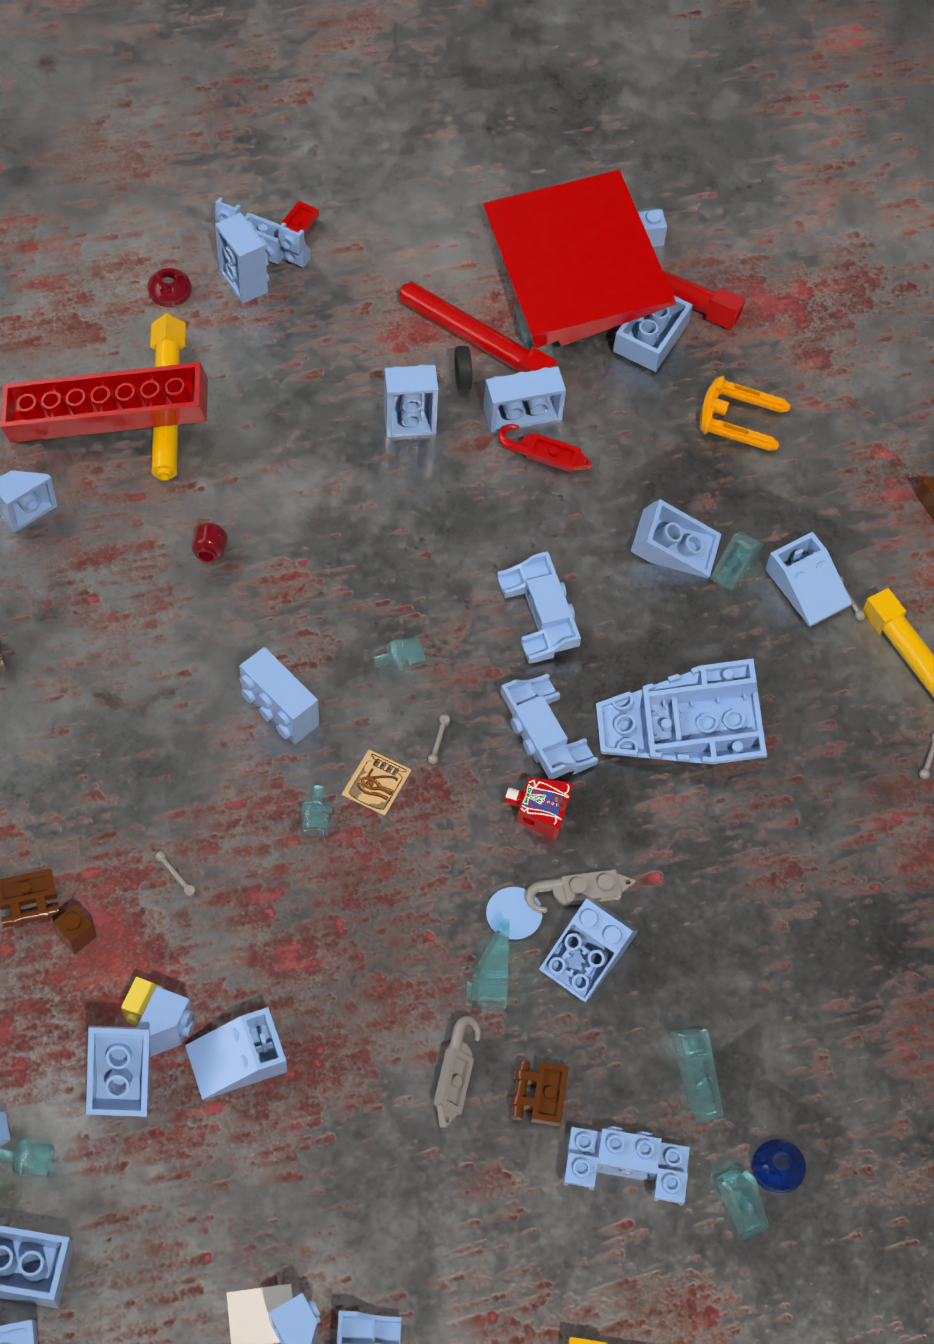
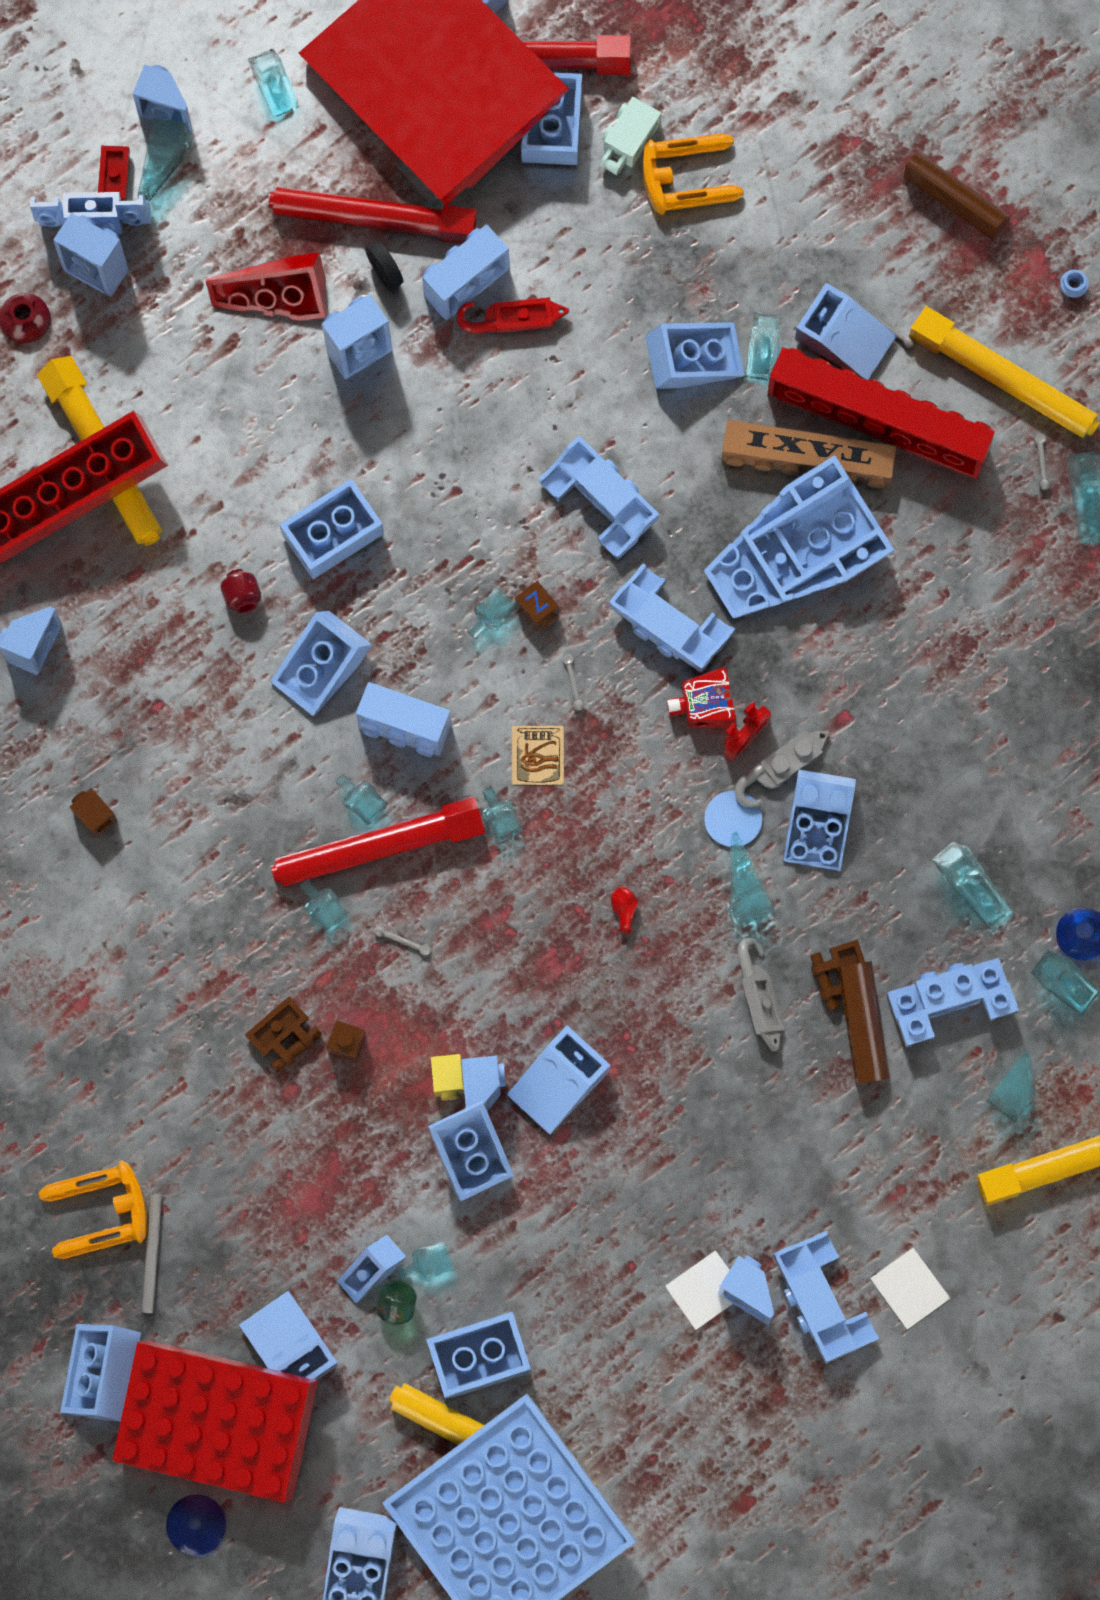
camera: 20 degrees left, 15 degrees up
(126, 813) = (324, 906): none -> clear light blue piece
(209, 745) = (362, 799): none -> clear light blue piece
(240, 623) = (320, 661): none -> light blue slope
(270, 796) = (454, 822): none -> red brick
(309, 530) = (332, 529): none -> light blue brick
(339, 227) = (164, 154): none -> clear light blue slope
(359, 186) = (159, 96): none -> light blue slope
(366, 346) = (279, 287): none -> red wedge
(379, 937) = (624, 905): none -> red animal
(441, 665) = (537, 606): none -> reddish brown brick
(453, 217) = (273, 82): none -> clear light blue slope
(536, 1142) = (863, 1022): none -> reddish brown brick
(556, 849) = (754, 722): none -> red plate
(644, 1277) = (1015, 1090): none -> clear light blue slope
(705, 366) = (628, 136): none -> light aqua brick
(717, 644) = (802, 451): none -> medium nougat brick
(810, 650) = (880, 412): none -> red brick

